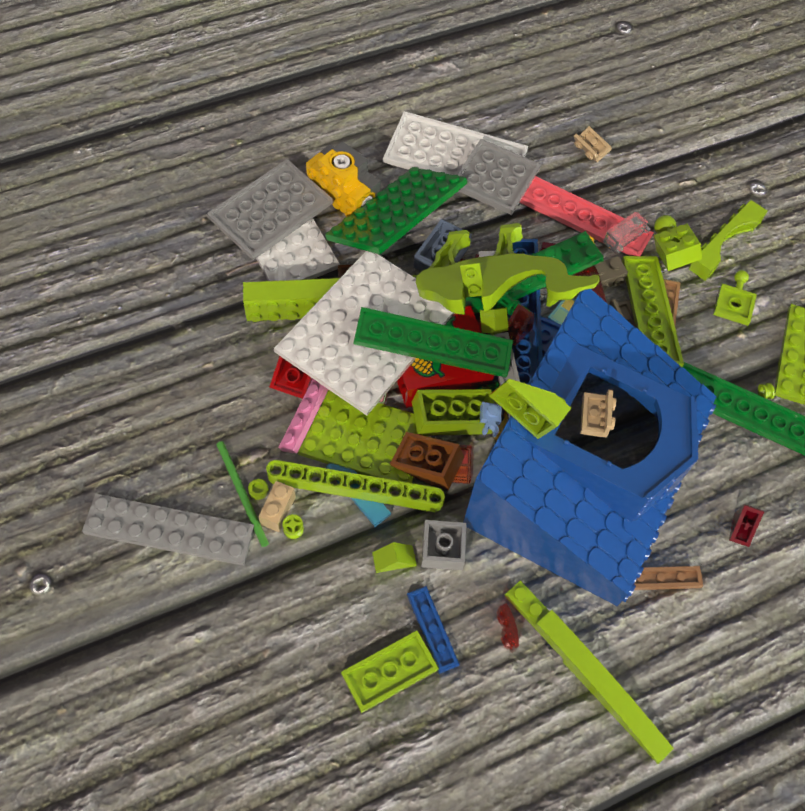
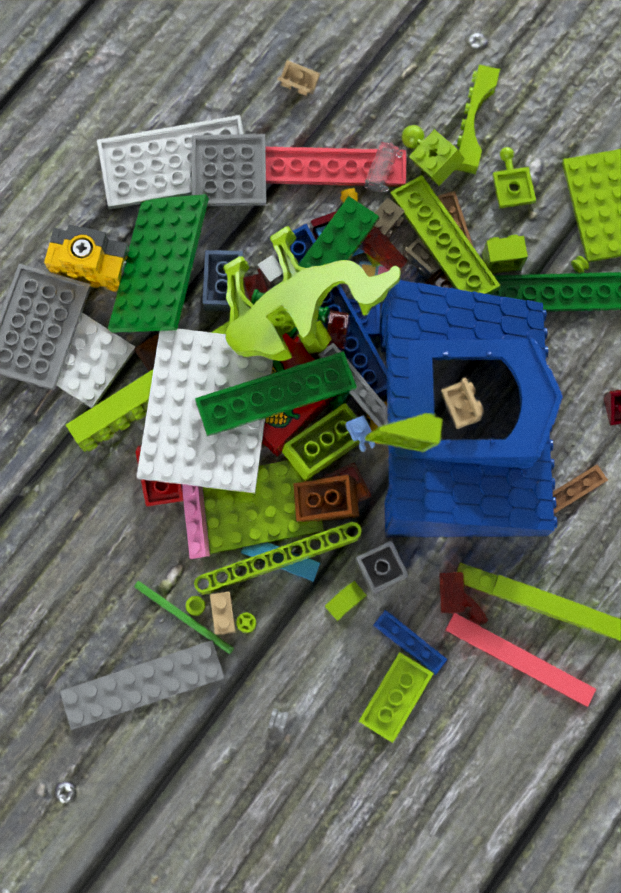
camera: 25 degrees left, 15 degrees up
(267, 627) = (278, 719): none -> light grey wheel
(497, 603) = (452, 592): none -> clear red panel
(532, 708) = (520, 659): none -> coral tile
(701, 346) = (505, 254): none -> lime brick

